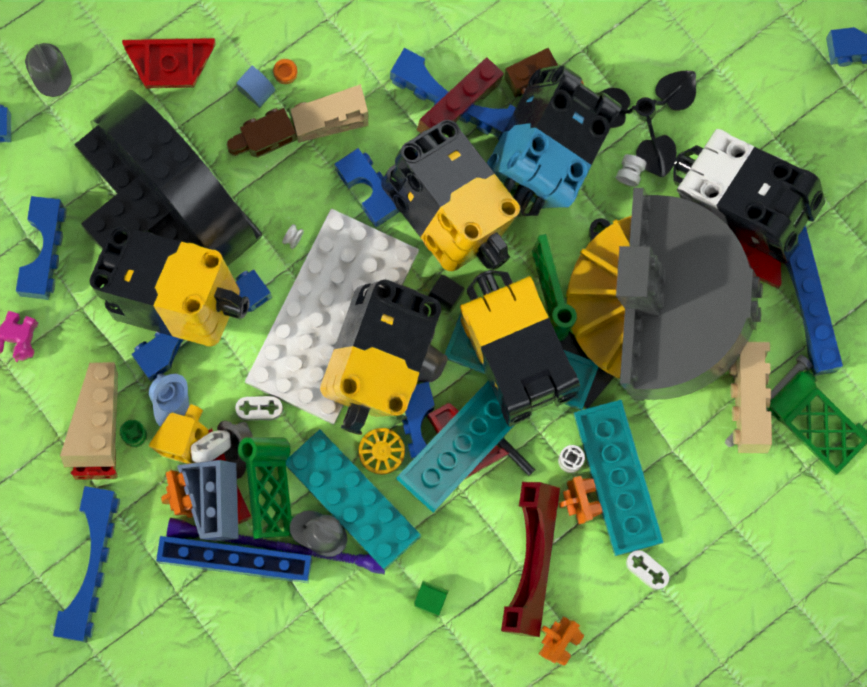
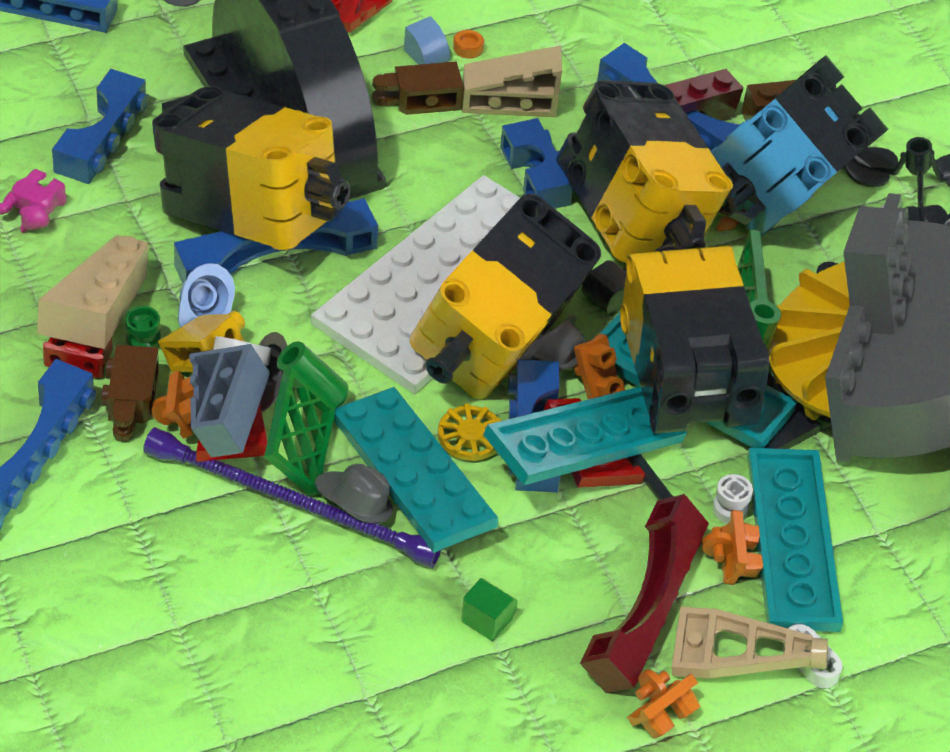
camera: 15 degrees right, 30 degrees down
(142, 488) = (131, 388): none -> reddish brown hinge
(234, 559) = (228, 489): blue brick -> none
(258, 415) = (324, 346): white beam -> none
(293, 236) = (425, 189): white bush -> none
(458, 378) = (597, 367): none -> orange hips
(571, 589) = (696, 643): none -> tan plate

